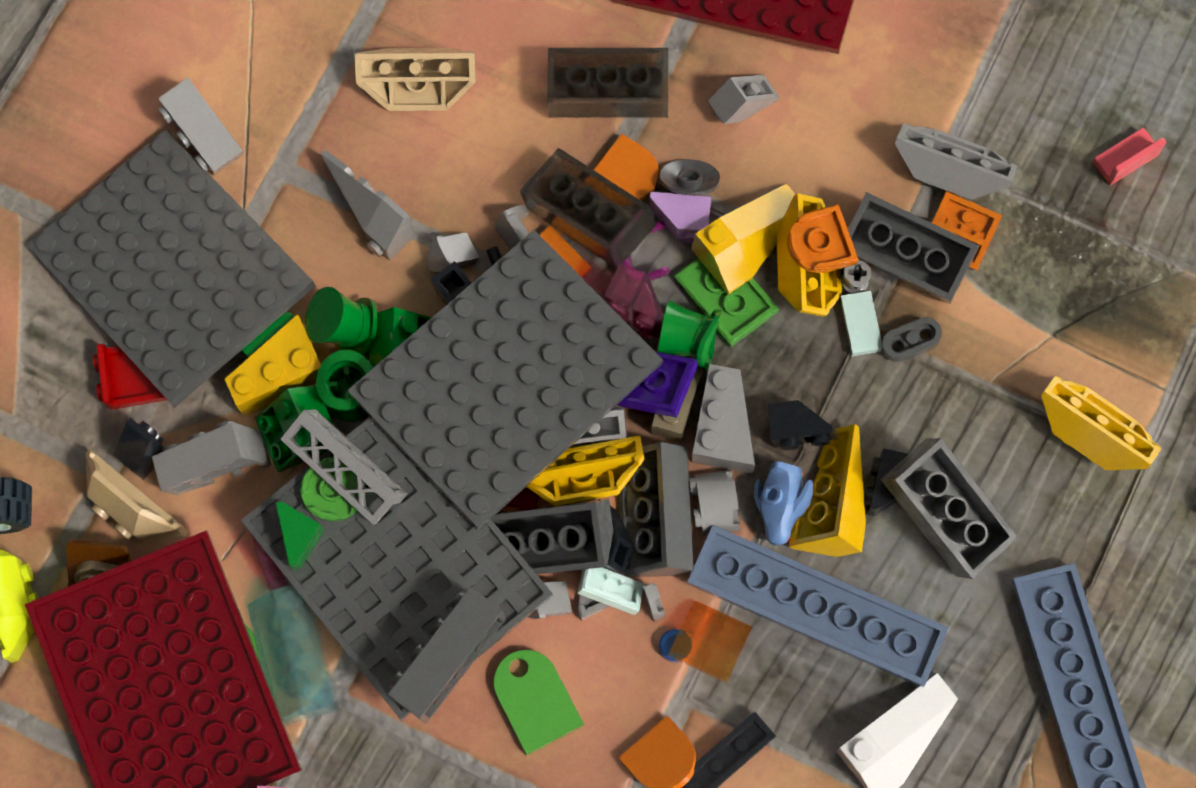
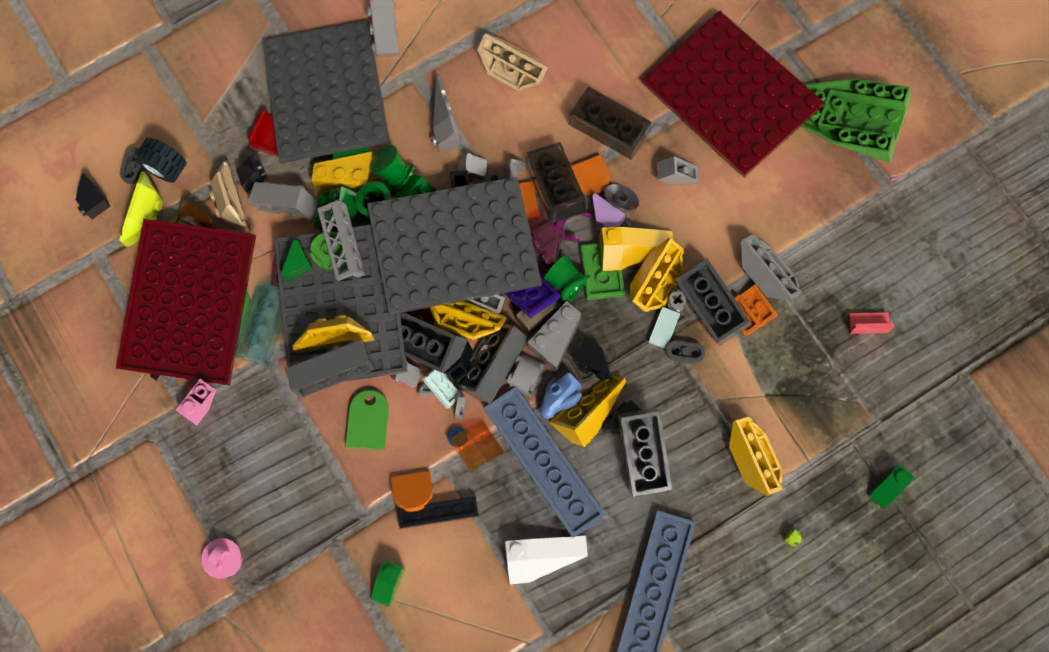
camera: 30 degrees right, 0 degrees up
(415, 605) = (330, 333): none -> yellow wedge
(821, 241) = (666, 270): orange tile -> none

